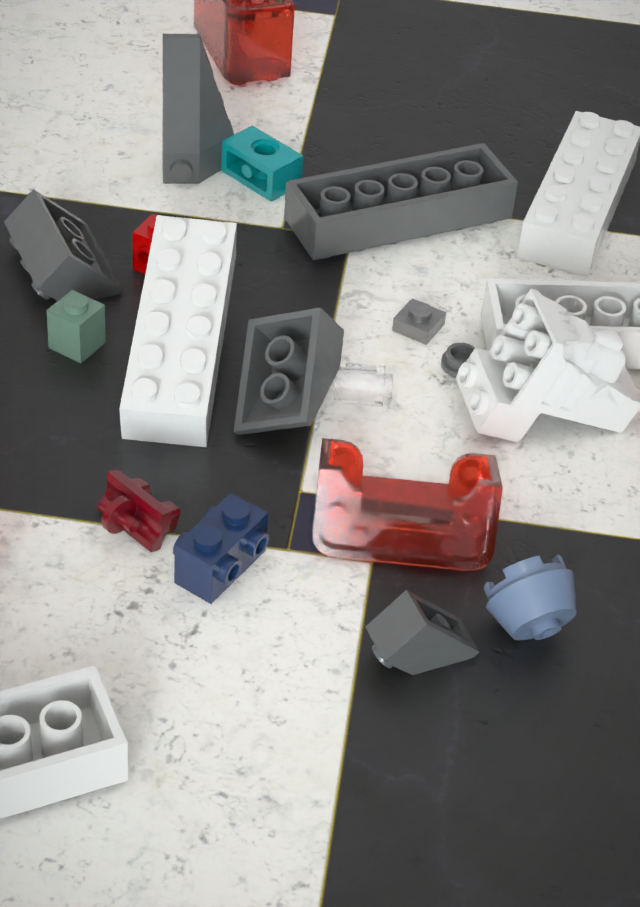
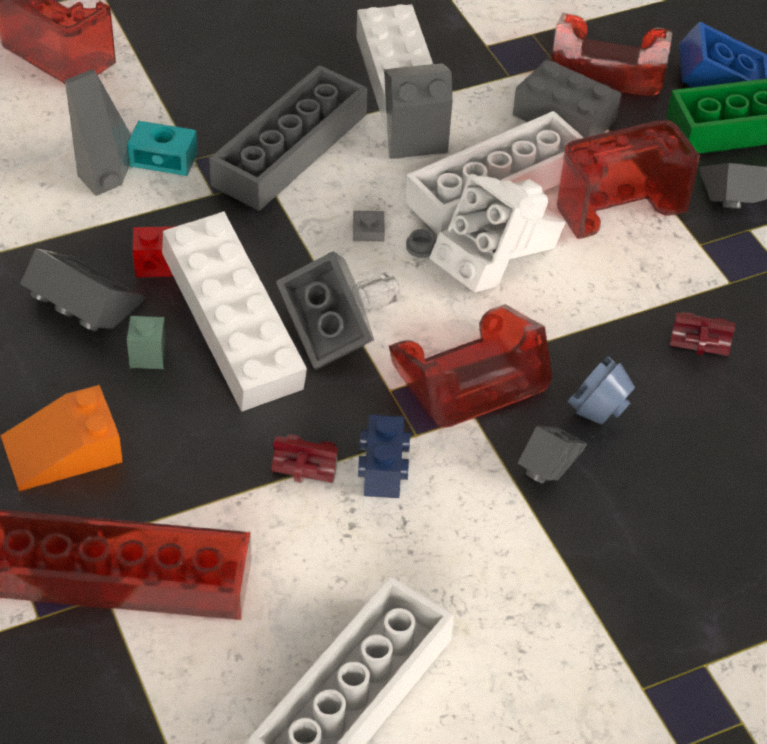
camera: 30 degrees left, 5 degrees up
(552, 221) = (418, 109): none -> dark grey slope

